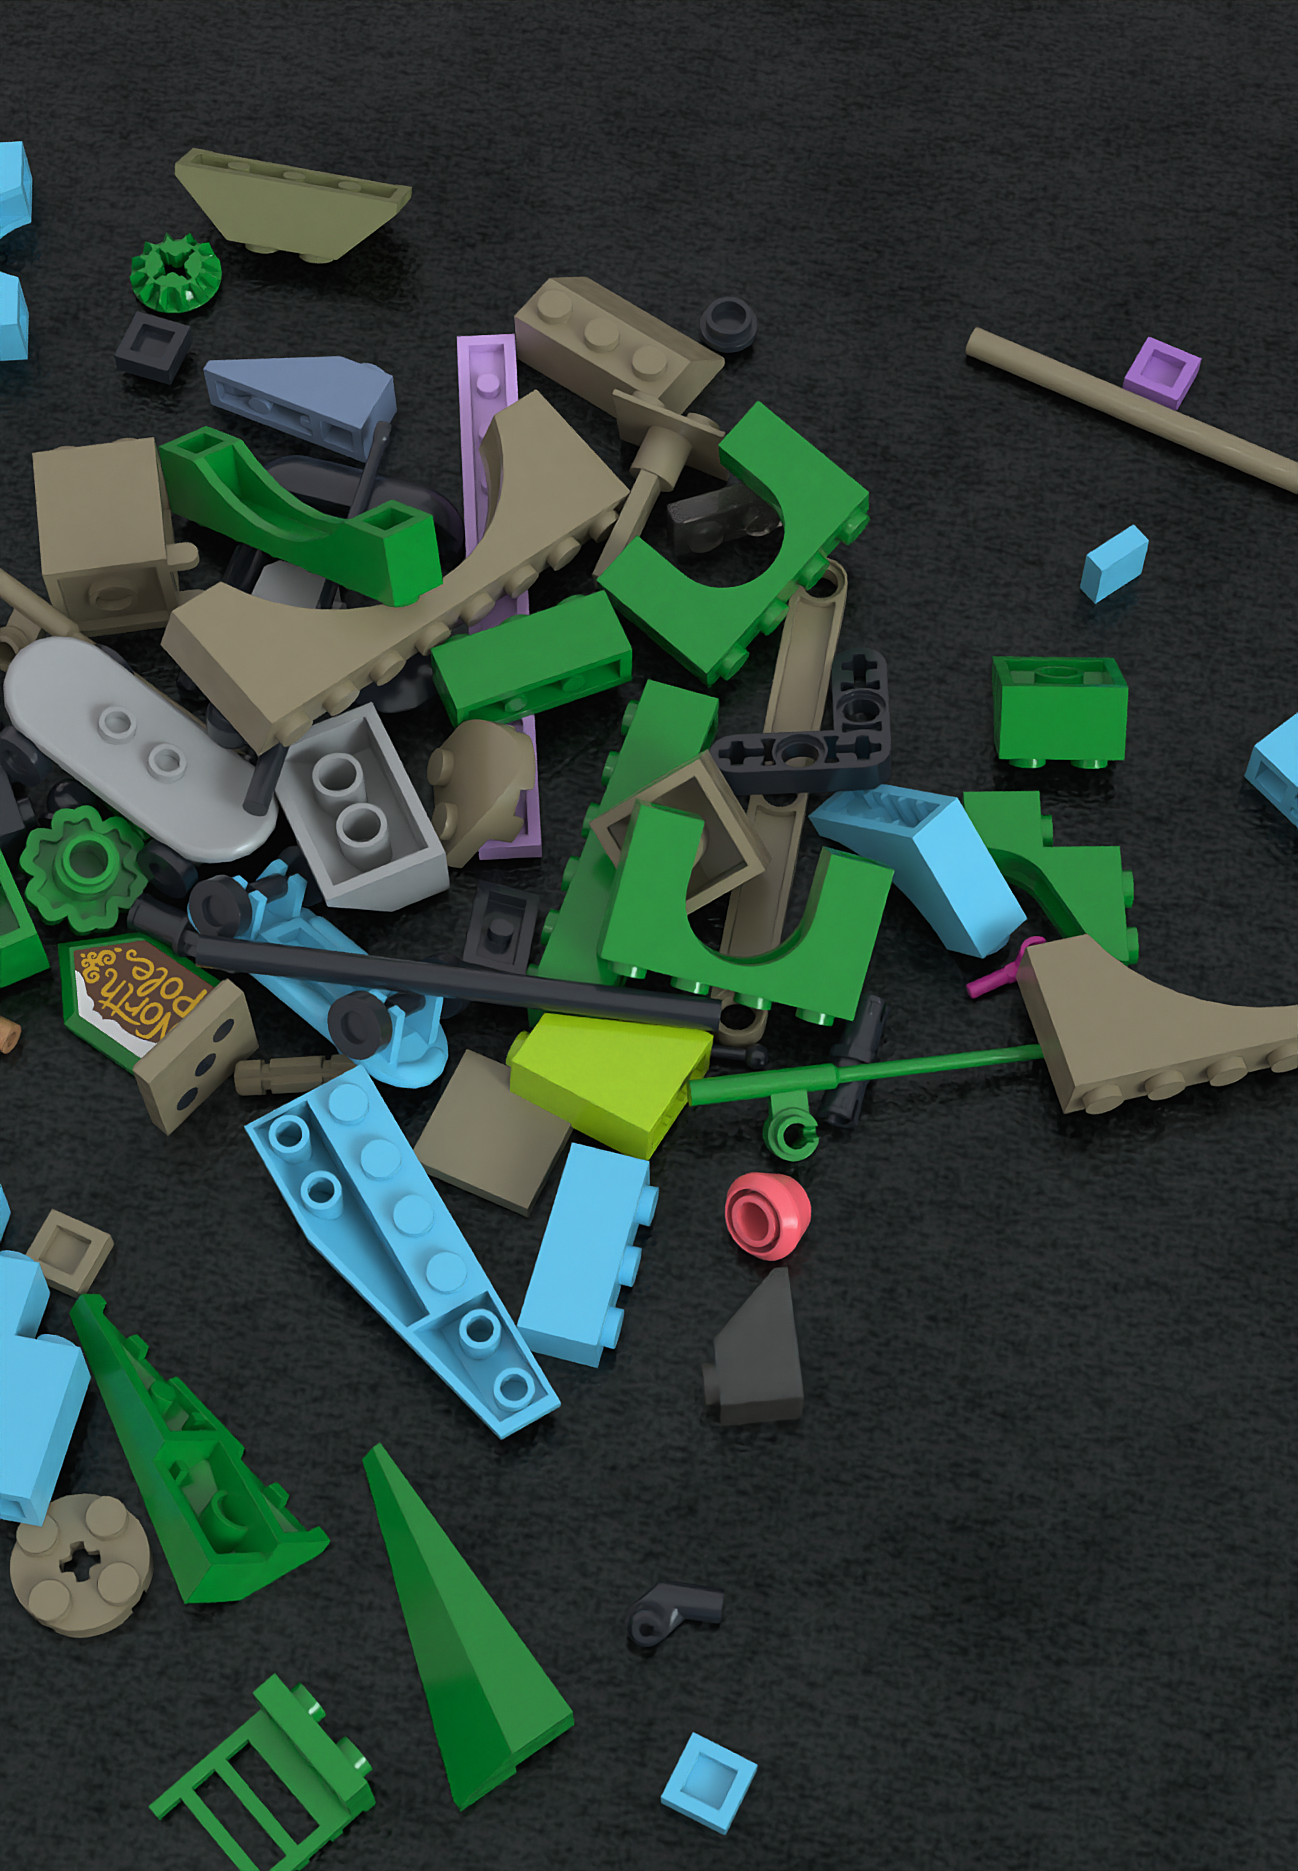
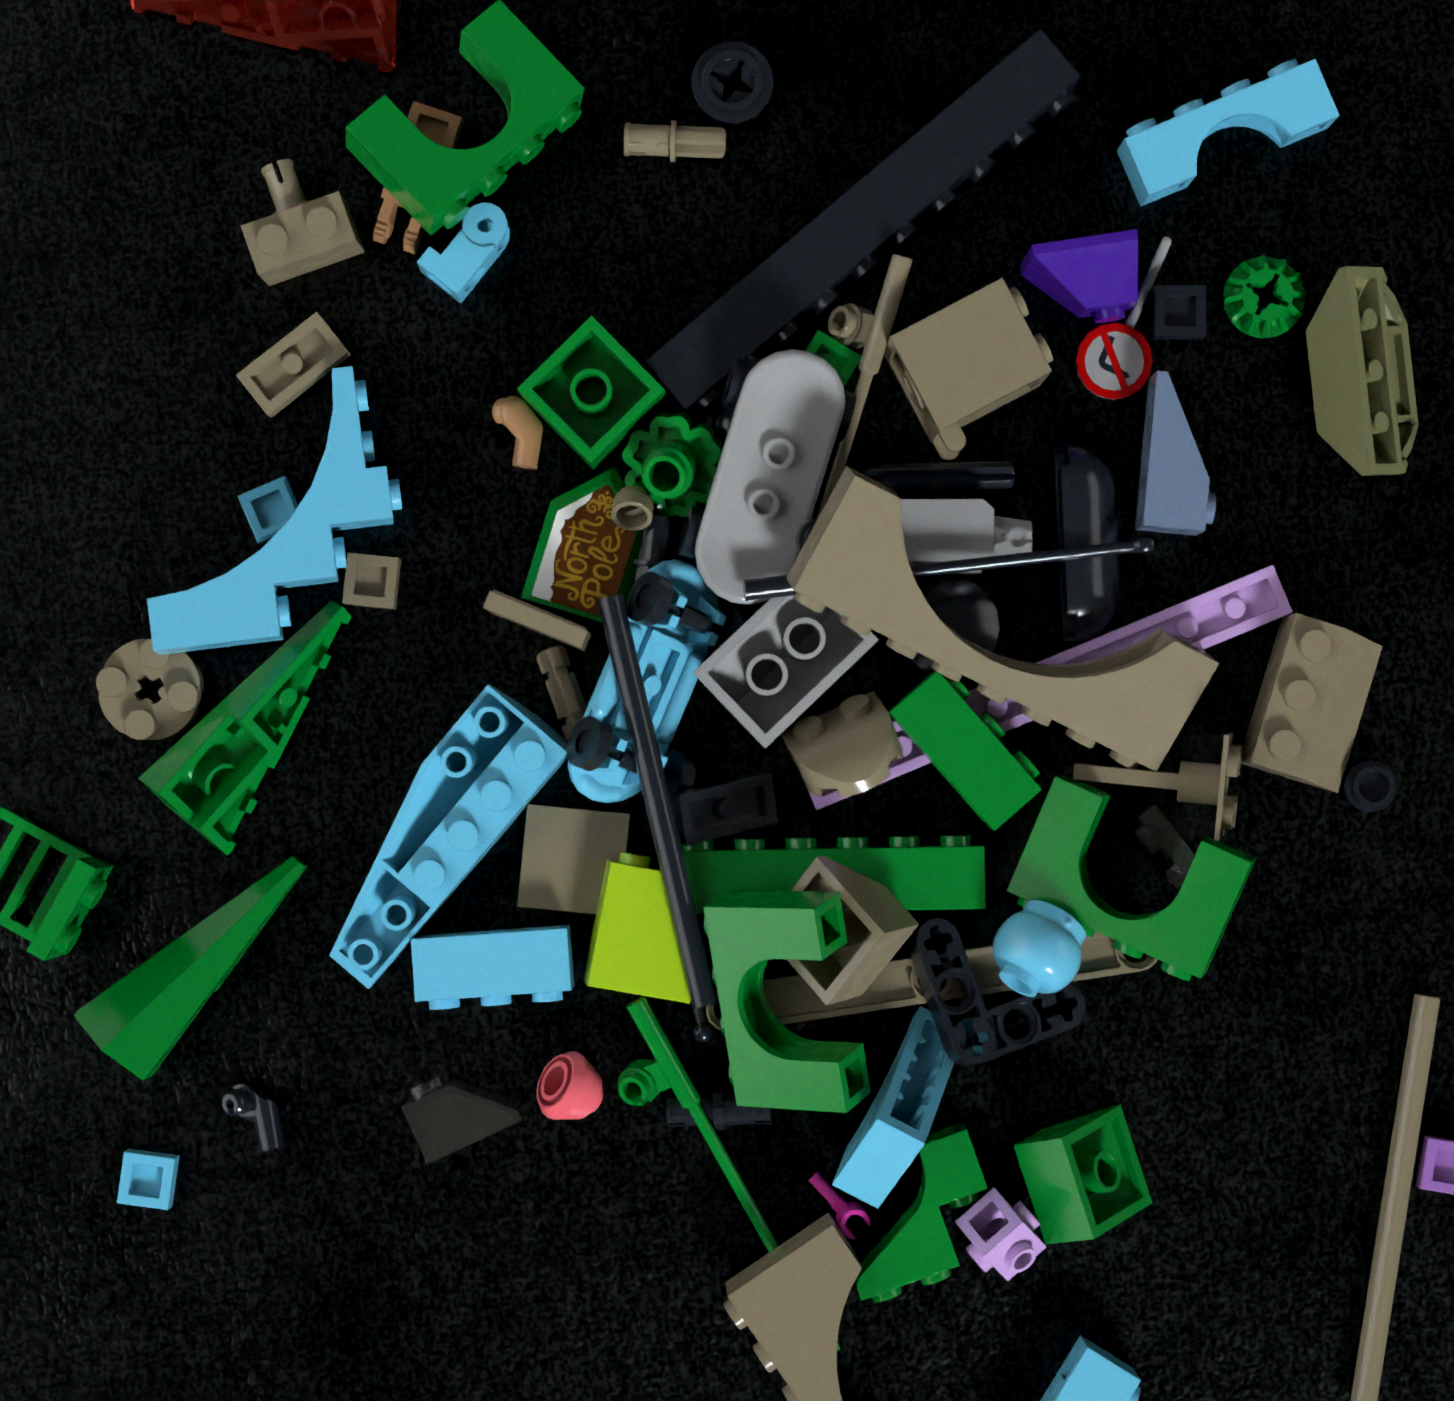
camera: 70 degrees right, 25 degrees up
(70, 395) = (1088, 273): none -> dark purple slope
(113, 923) = (632, 508): none -> dark tan hinge
(163, 415) = (1115, 356): none -> piece
(223, 487) = (990, 591): green arch -> none
(781, 652) = (1038, 949): none -> medium azure piece
(1098, 799) = (1001, 1234): none -> lavender brick
(1114, 564) = (1234, 1182): medium azure tile -> none

